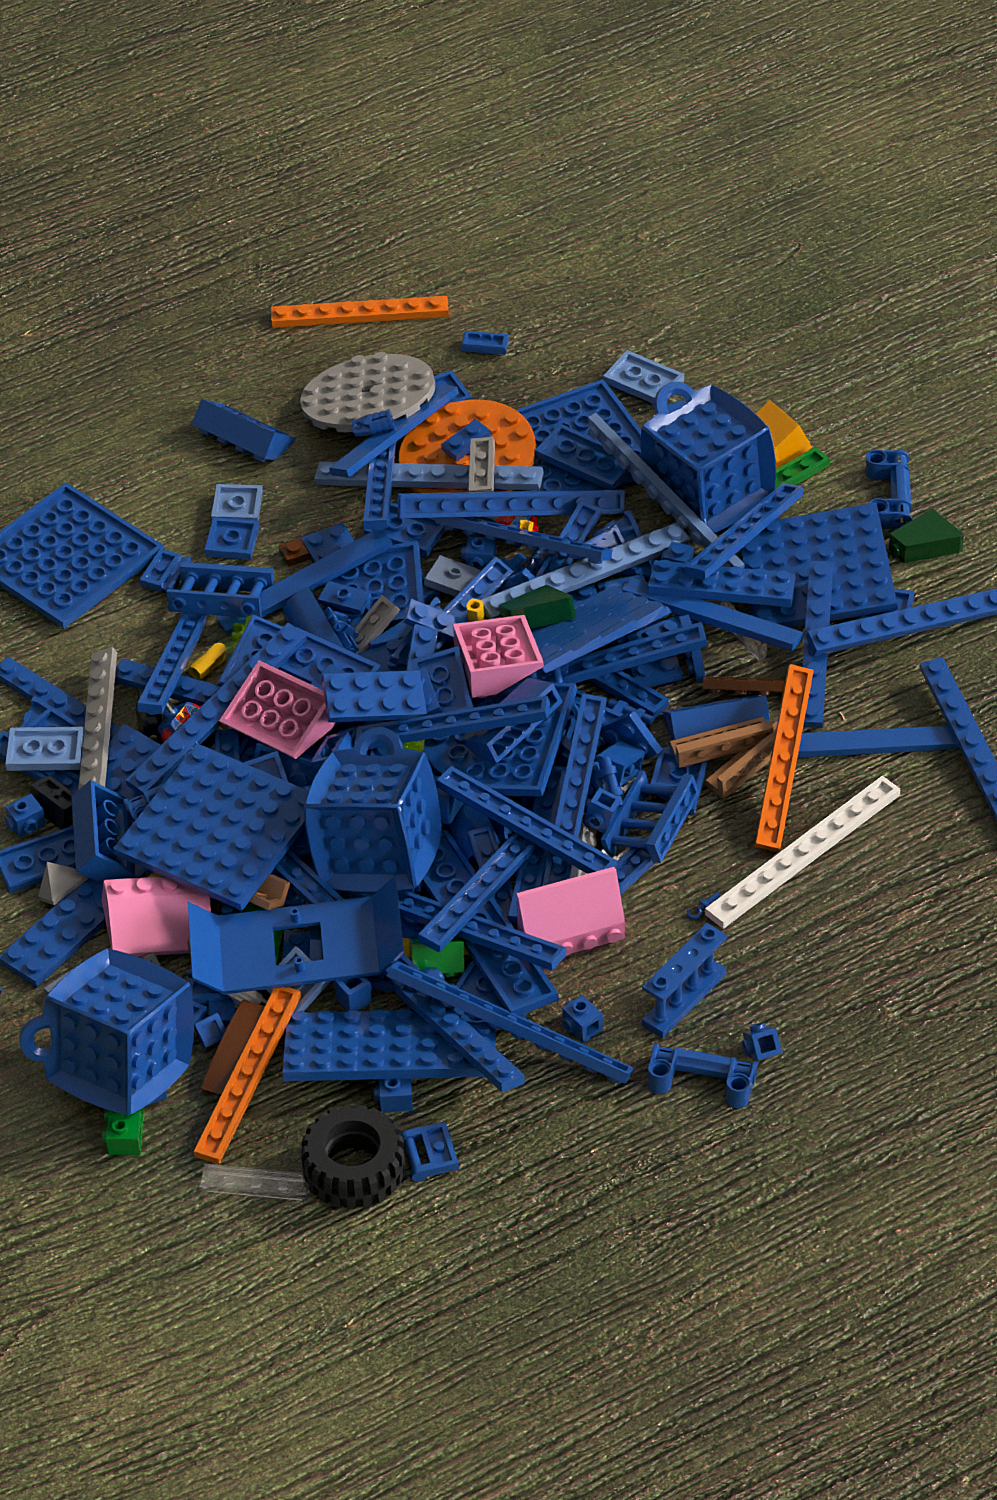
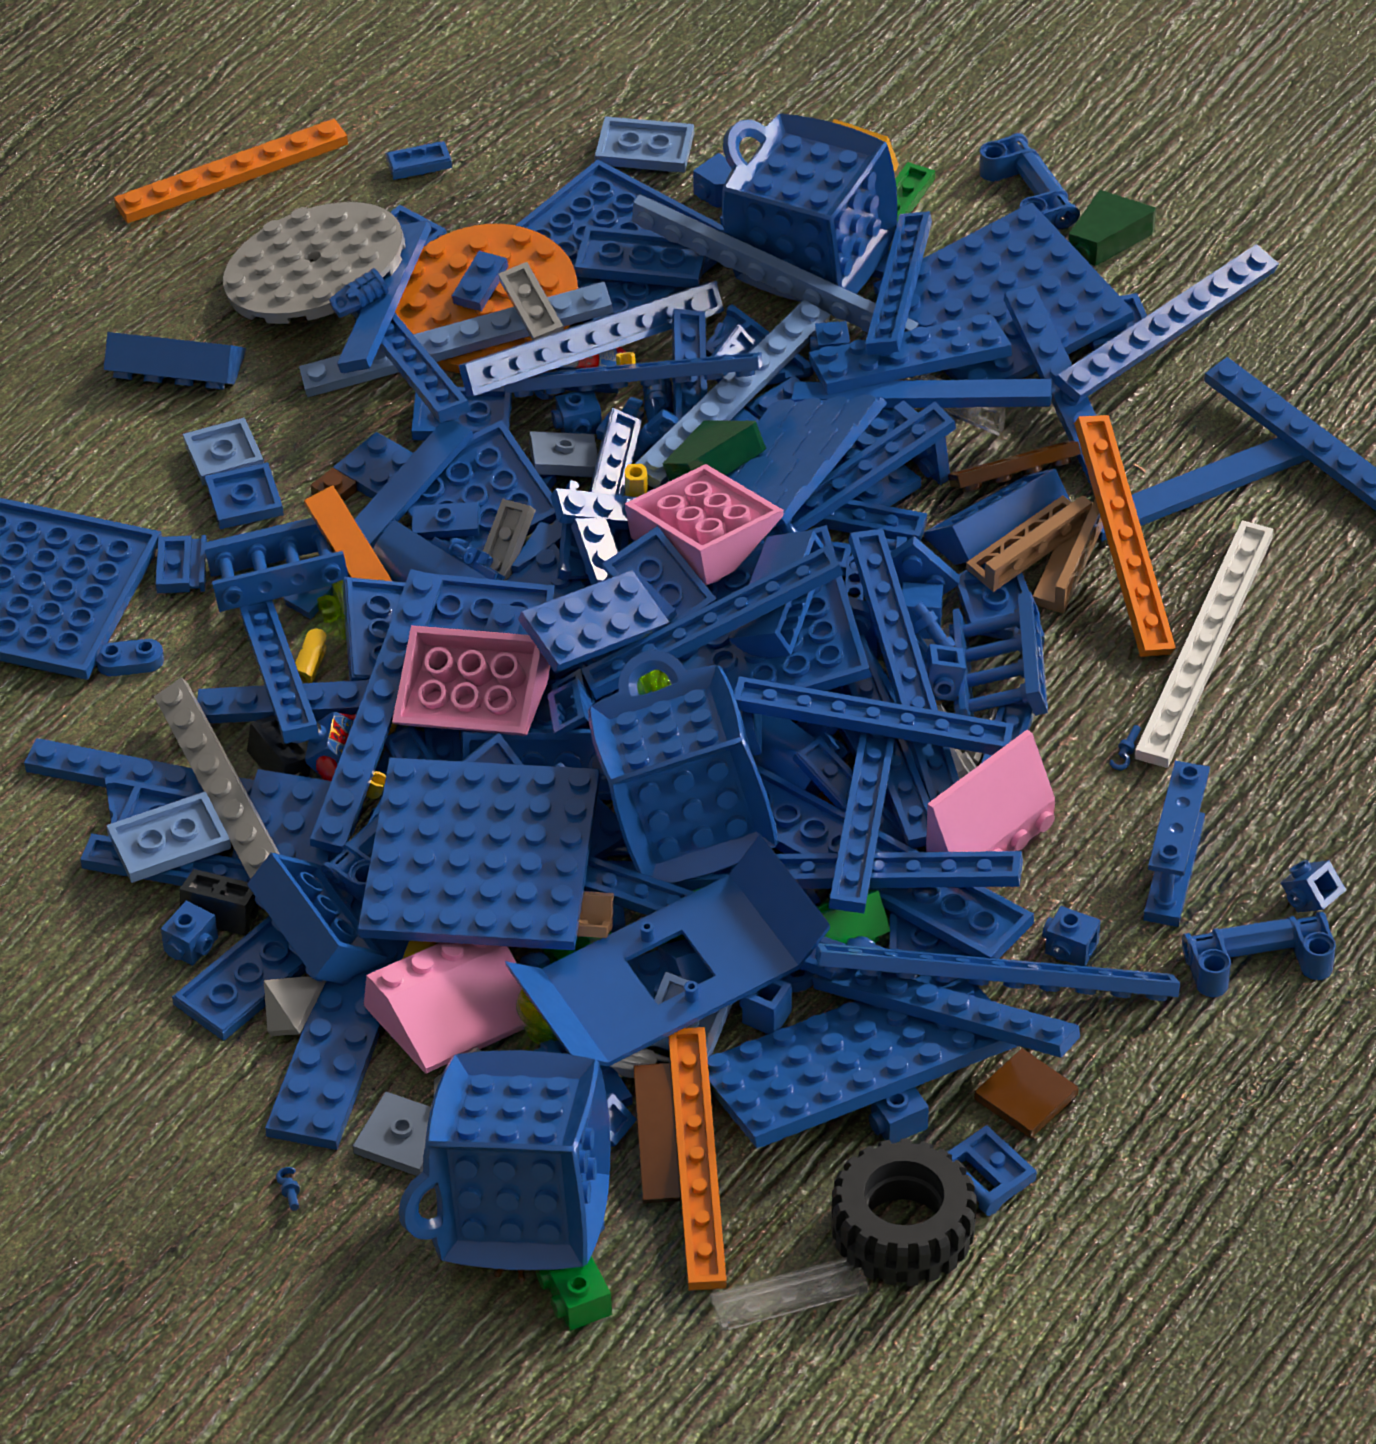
camera: 25 degrees left, 0 degrees up
(98, 623) = (130, 657): none -> blue plate
(271, 587) = (344, 535): none -> orange tile
(488, 1111) = (1026, 1093): none -> reddish brown tile

